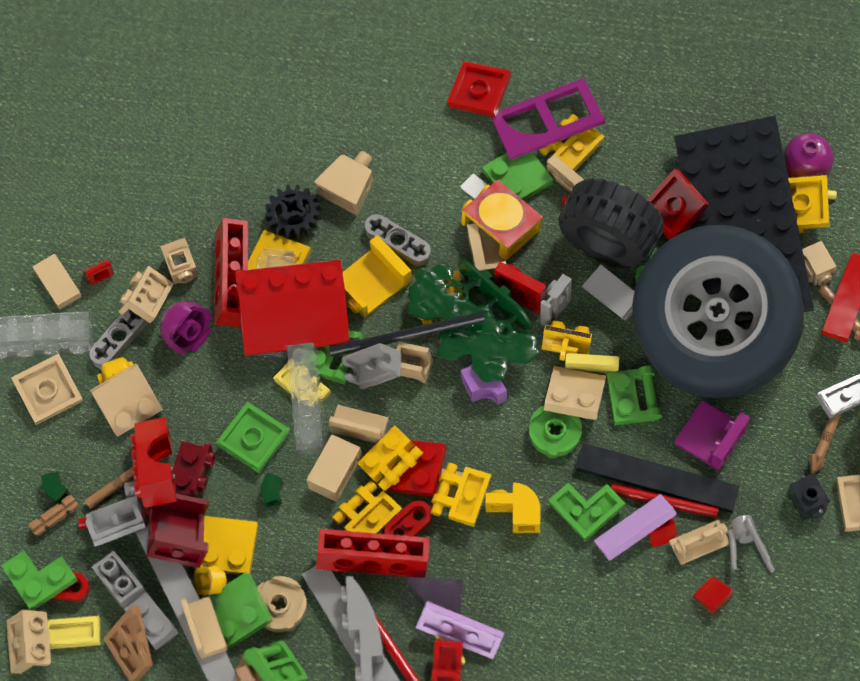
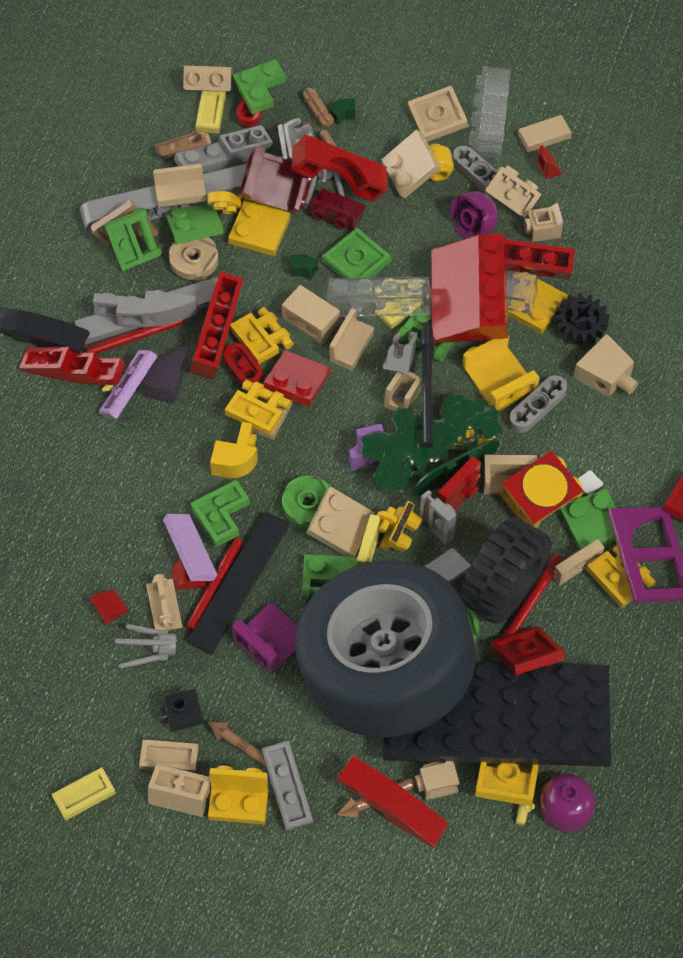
camera: 95 degrees right, 5 degrees down
(386, 454) = (308, 356): yellow plate -> none

